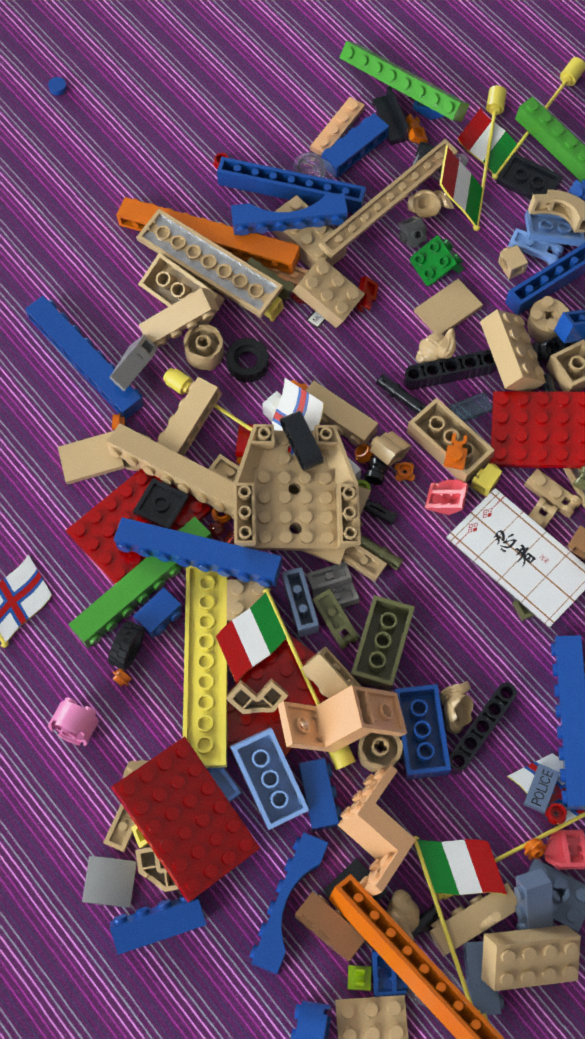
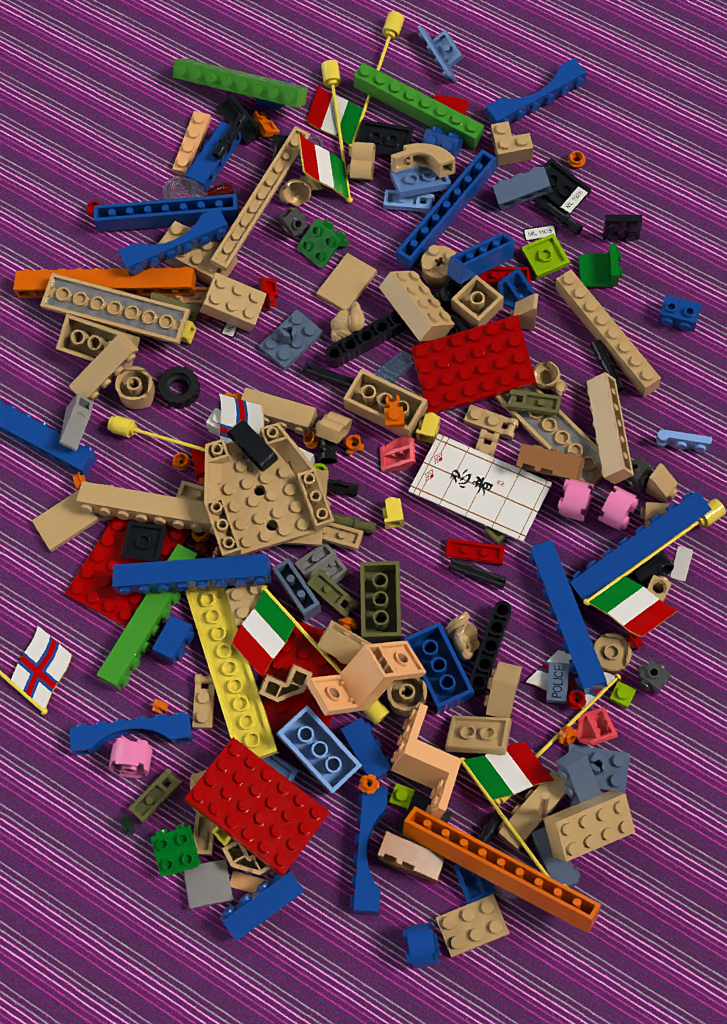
camera: 10 degrees left, 0 degrees up
(41, 687) = (90, 738): none -> blue arch
(48, 791) = (128, 825): none -> tile
(86, 769) = (155, 796): none -> olive plate
(87, 834) = (175, 850): none -> green bracket
(126, 645) = (154, 676): black tyre -> none
(150, 892) = (245, 882): none -> light nougat sticker
(167, 689) = (203, 703): none -> tan plate
(190, 416) = (144, 455): tan brick -> none
(225, 429) = (181, 457): none -> orange plate
(315, 836) = (369, 789): none -> orange plate
(340, 855) = (402, 796): none -> lime plate
(342, 655) = (348, 623): none -> orange plate
(356, 179) = (222, 189): none -> clear red cone
(359, 978) = (450, 893): lime tile -> none
(362, 140) = (219, 150): none -> black pin
(374, 347) = (291, 340): none -> sand blue plate
(404, 911) = (471, 823): tan hair -> none
(423, 555) = (393, 513): none -> light yellow brick
(441, 817) = (478, 734): none -> tan tile
(482, 777) = (502, 687): none -> tan brick
(491, 645) = (477, 573): none -> black pin
(495, 621) = (474, 552): none -> red tile
(501, 193) = (362, 161): none -> tan brick
(513, 261) = (392, 222): tan brick -> none

